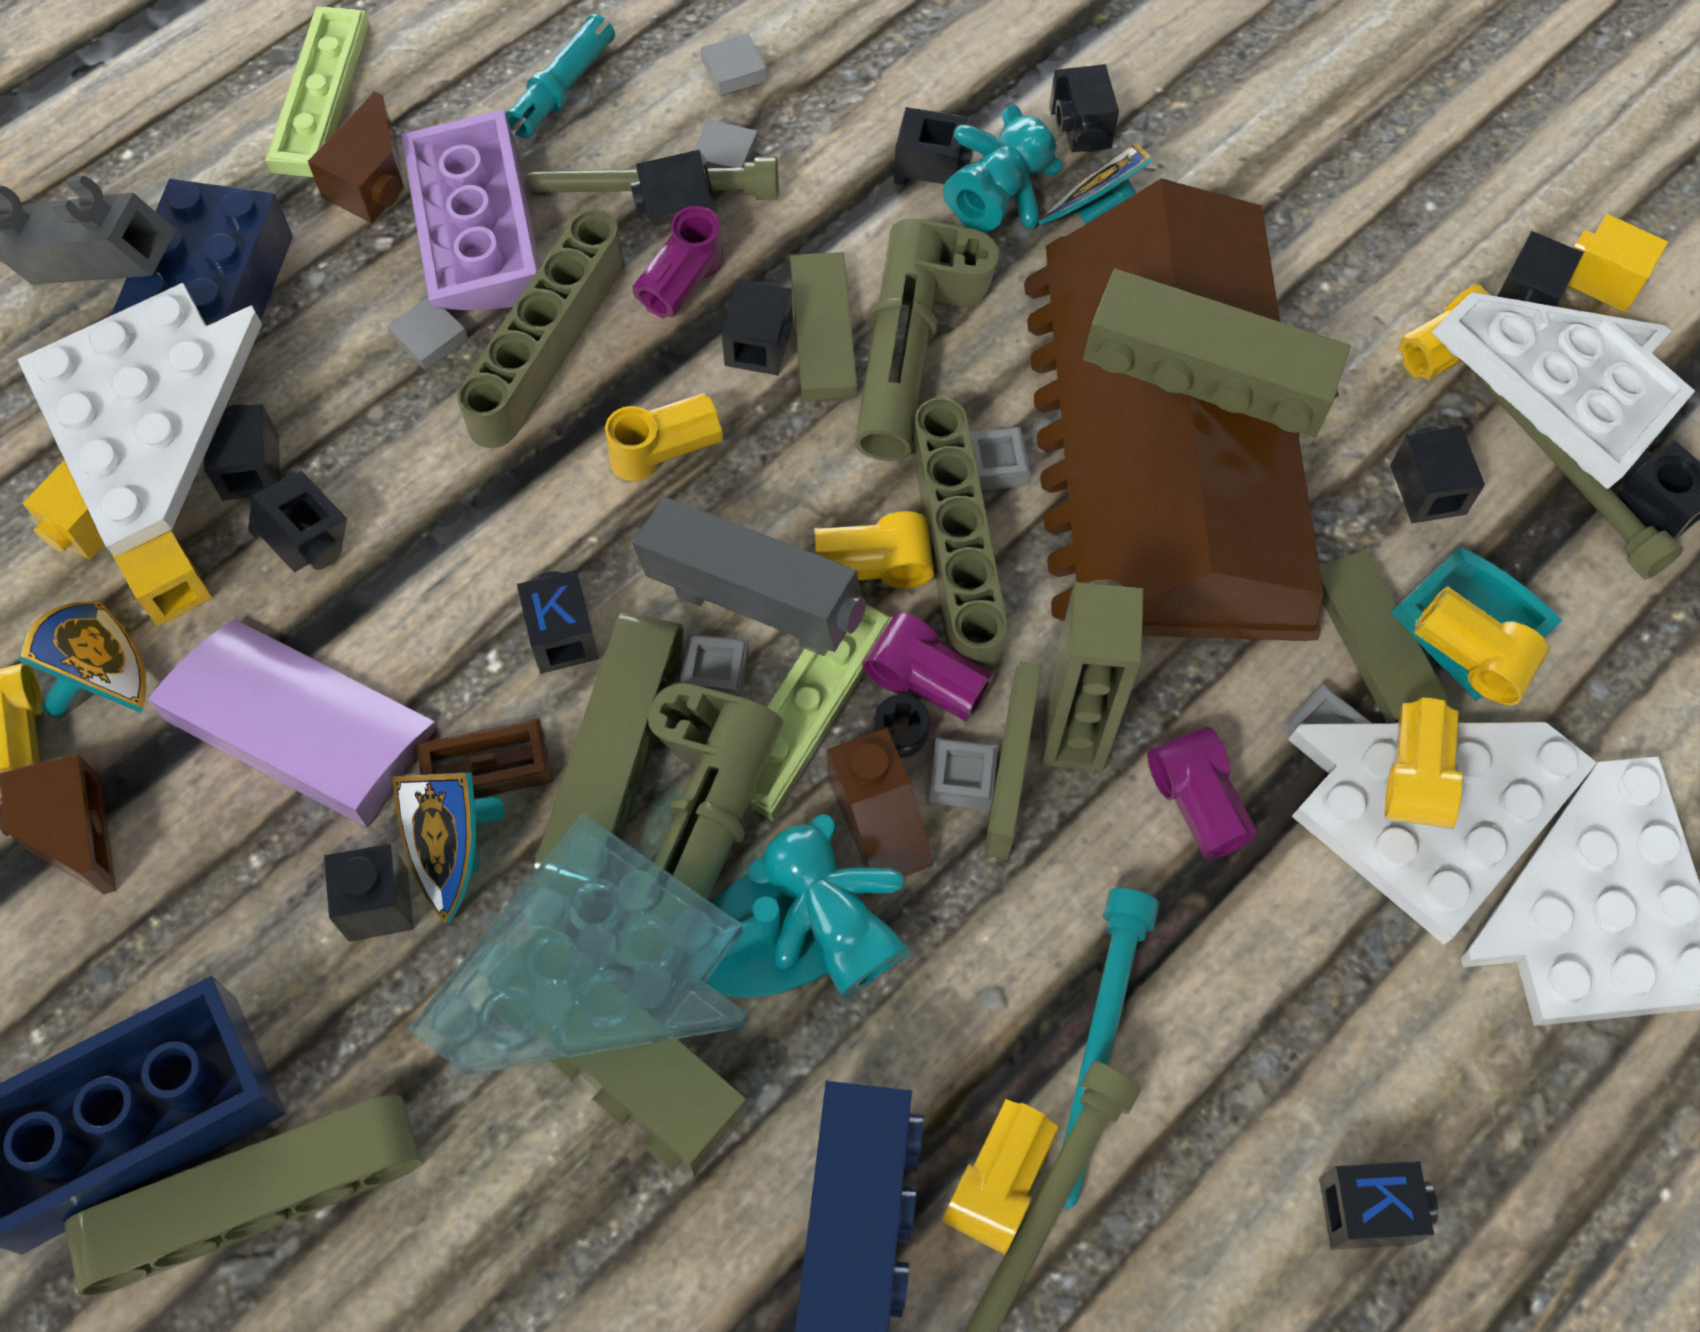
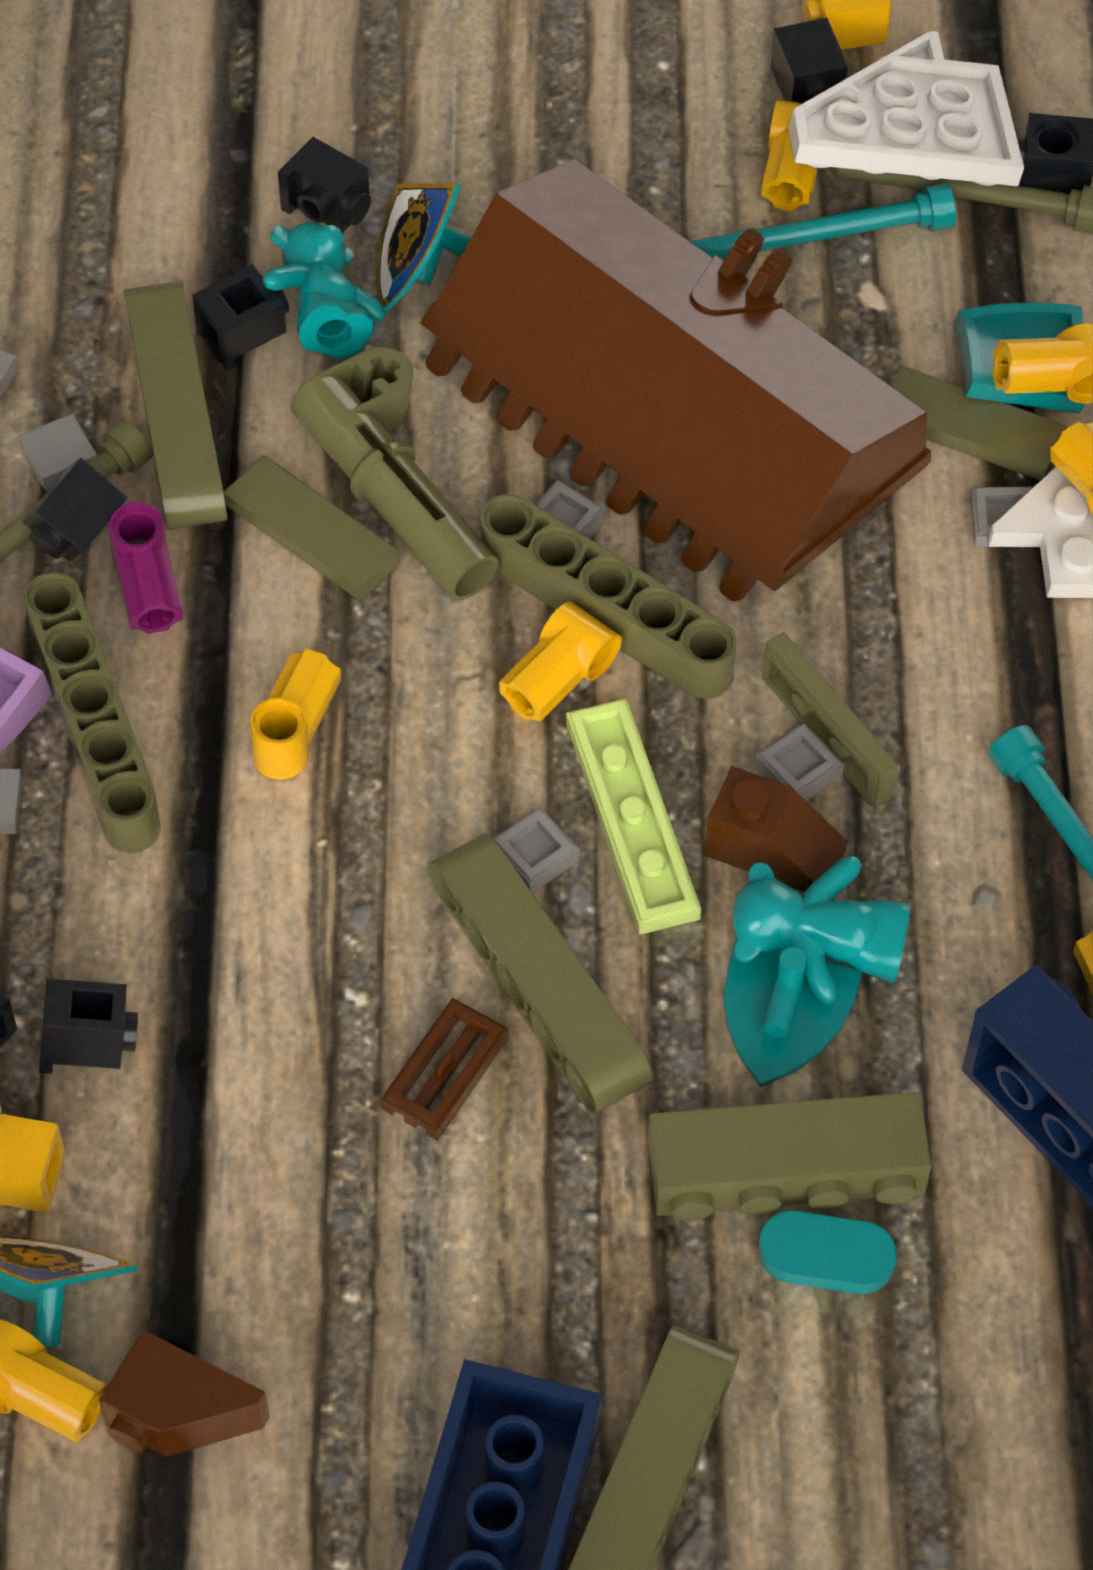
camera: 45 degrees left, 5 degrees down
(293, 719) = (260, 1172): lavender slope -> none
(368, 892) = (484, 1221): black brick -> none
(439, 833) = (488, 1133): shield -> none
(557, 621) = (382, 915): black brick -> none
(571, 1150) = (827, 1252): none -> teal tile
(585, 963) = (713, 1104): clear light blue wing -> none
(723, 780) = (641, 890): olive piece -> none
(750, 575) = (513, 744): dark grey brick -> none
(757, 326) = (269, 567): black brick -> none
(821, 176) = (175, 405): none -> olive beam
(904, 706) = (718, 751): black bush -> none
(915, 660) = (679, 714): magenta piece -> none
(1092, 674) = (851, 594): olive brick -> none
(1196, 776) = (959, 623): magenta piece -> none
(1216, 353) = (692, 293): olive brick -> none
(1437, 474) = (891, 269): black brick -> none
(1517, 453) = (929, 209): none -> teal piece

